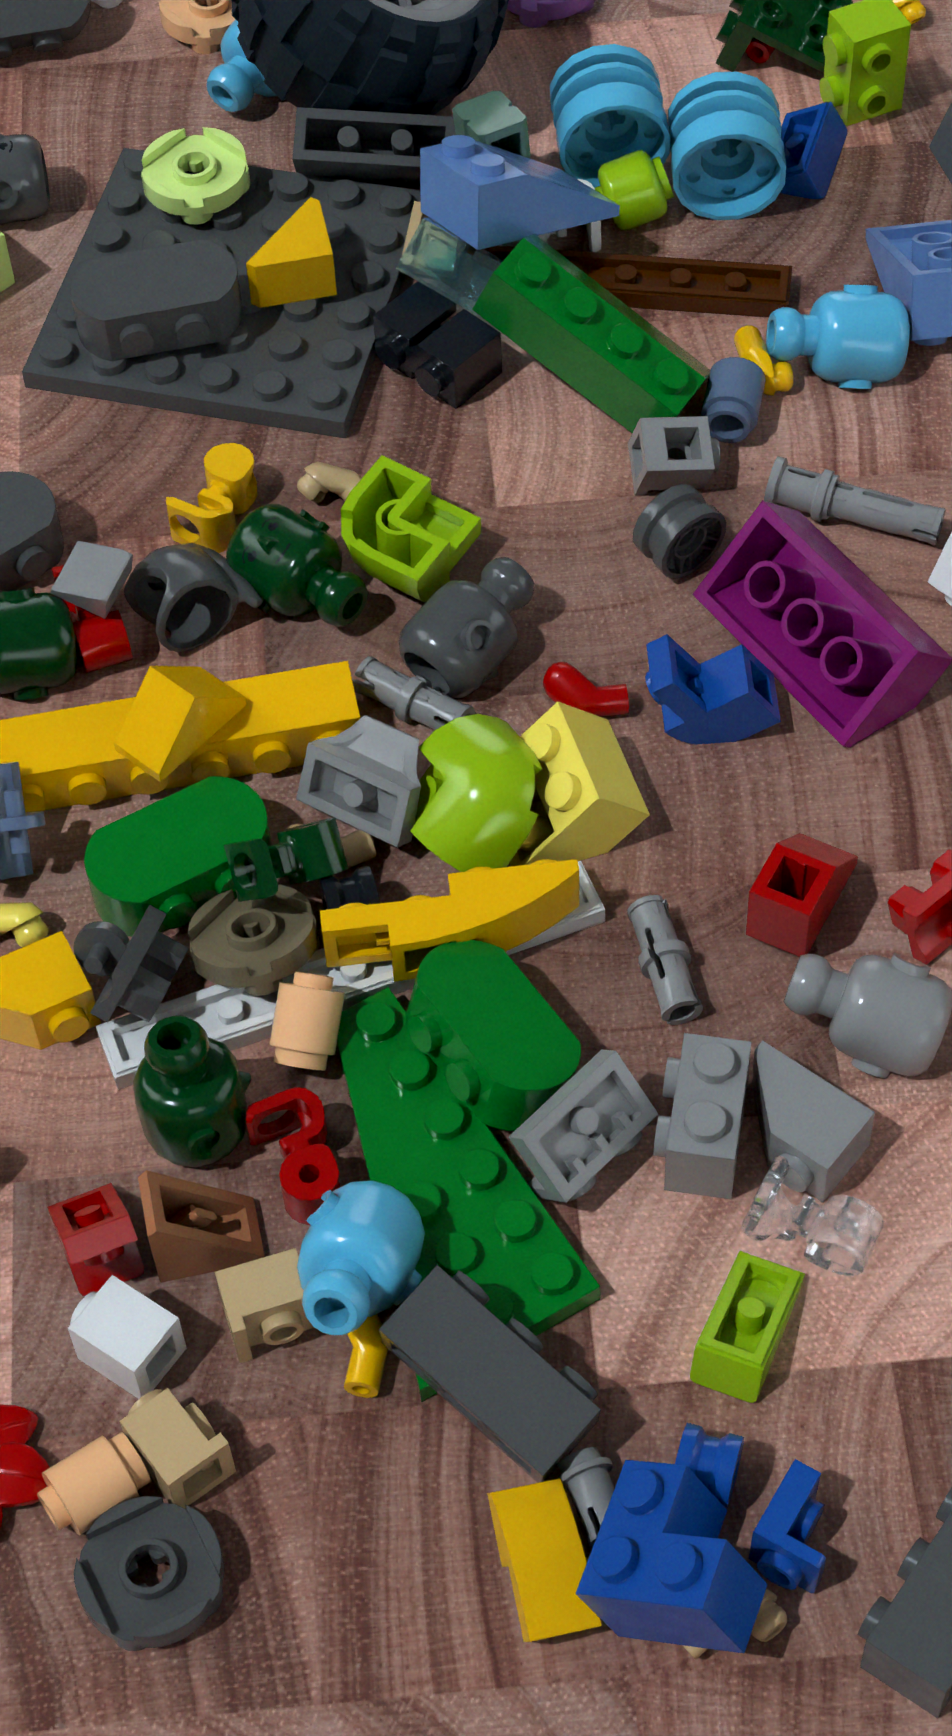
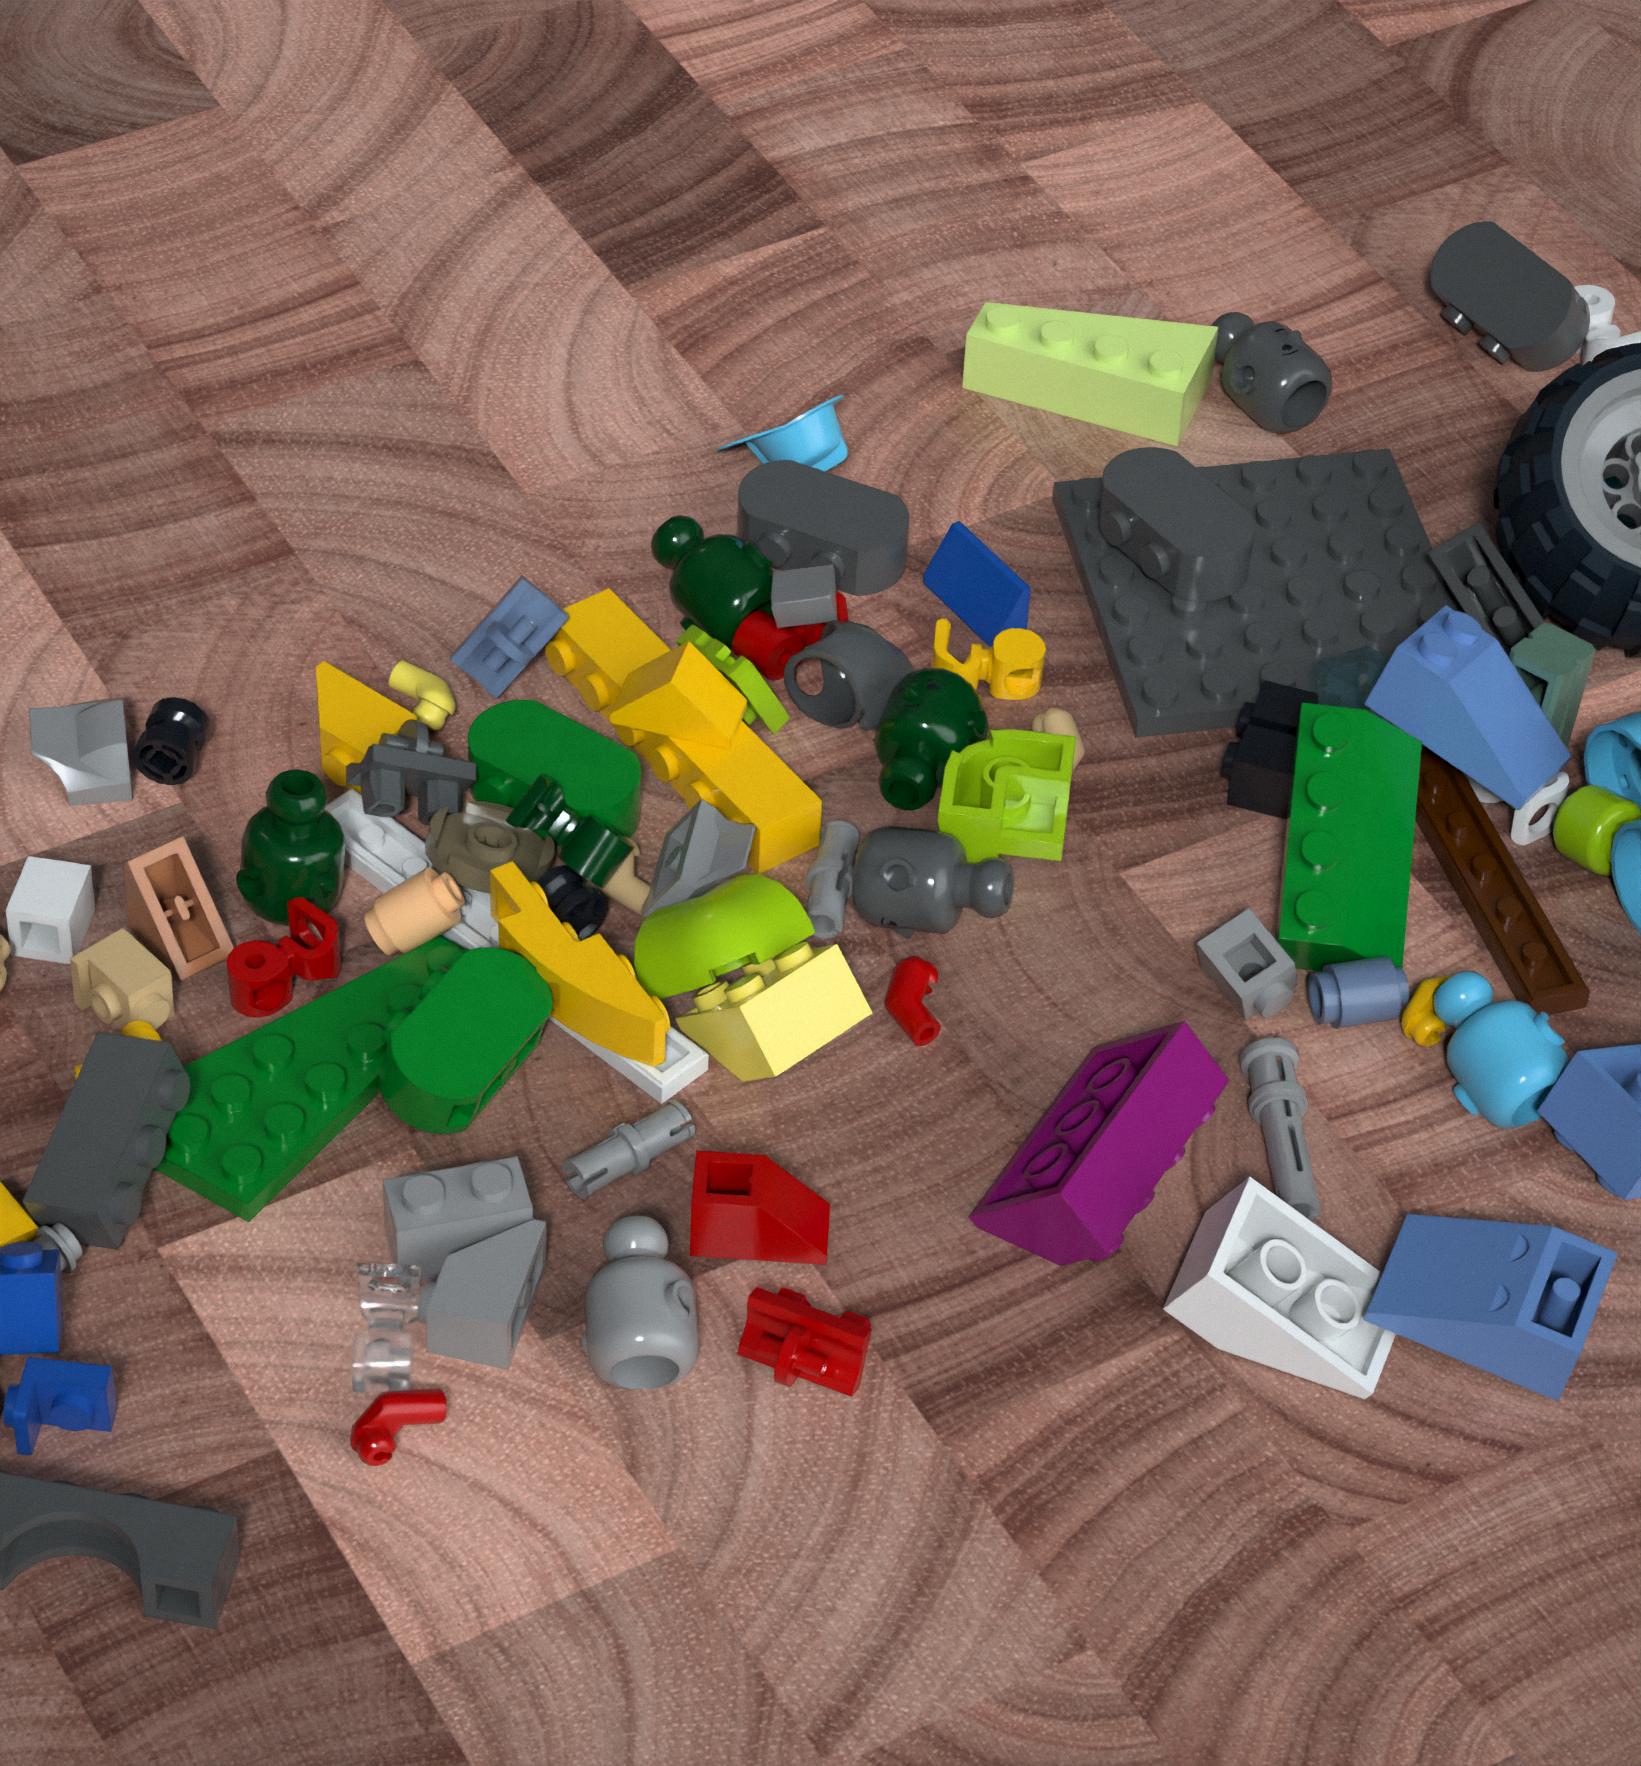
camera: 60 degrees right, 10 degrees down
(97, 1238) = (119, 841): red slope -> none
(118, 468) = (977, 585): none -> blue slope
(124, 676) = (742, 674): none -> lime wing
(199, 195) = (1383, 519): yellowish green plate -> none
(294, 261) = (1299, 600): yellow slope -> none
(359, 1255) = (172, 999): medium azure piece -> none
(583, 1128) = (387, 1124): light grey bracket -> none
(679, 531) = (1143, 992): dark grey wheel -> none
(712, 1459) = (97, 1325): blue wheel -> none
(713, 699) = (943, 1079): blue brick -> none
(745, 1327) = (262, 1324): lime slope -> none
(907, 1248) = (378, 1425): none -> red arm

